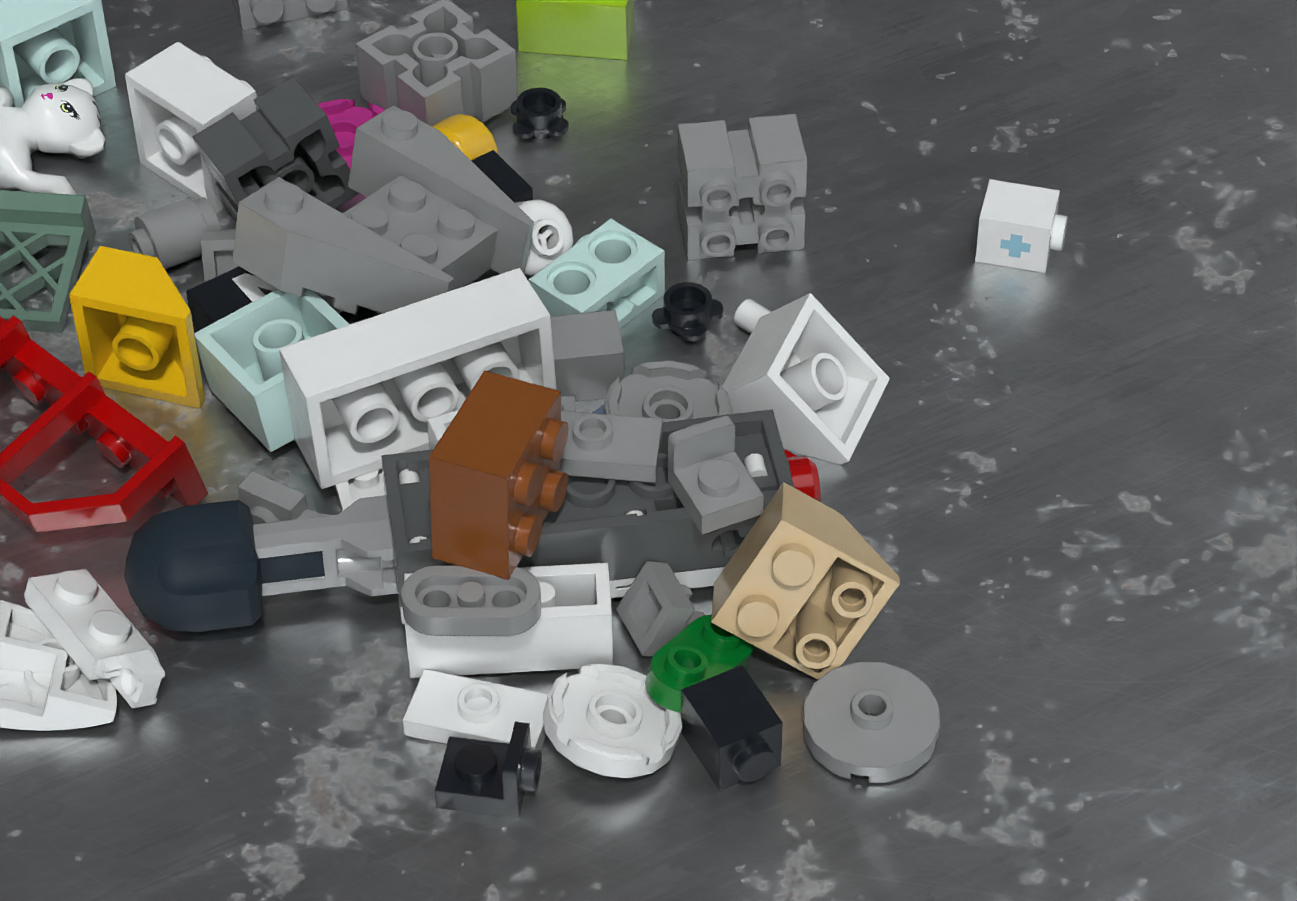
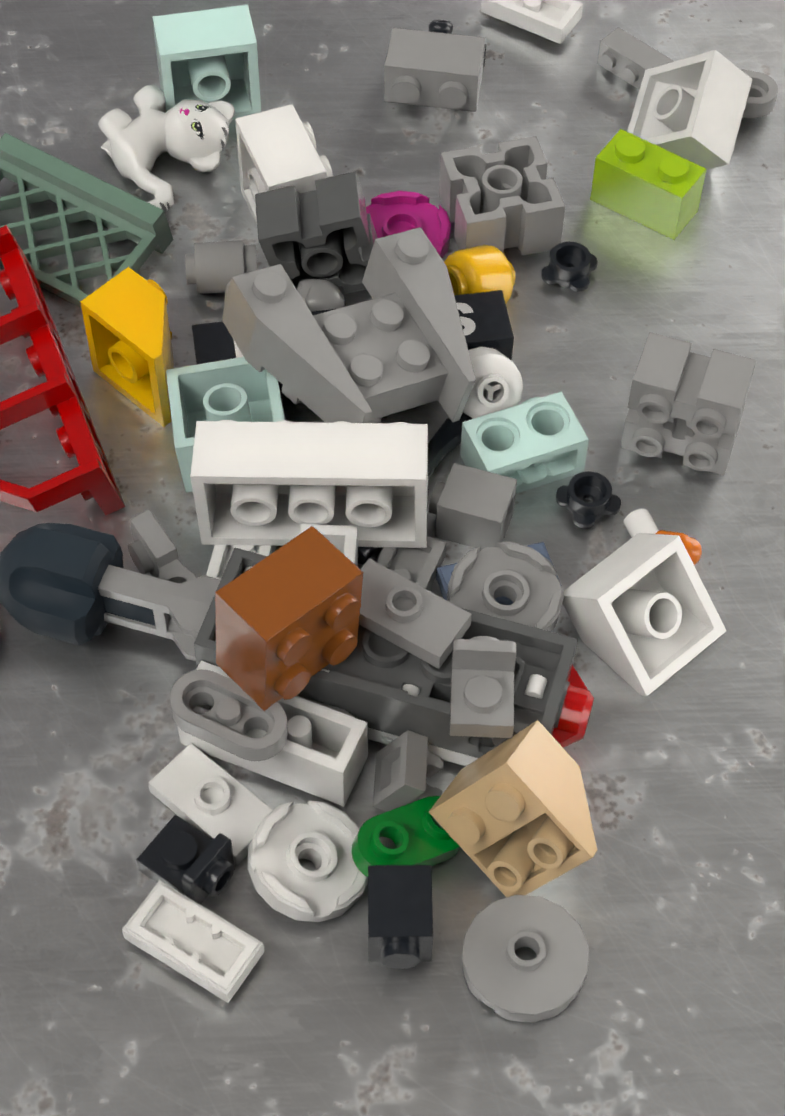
camera: 25 degrees right, 10 degrees up
(539, 836) = (193, 941): none -> white plate

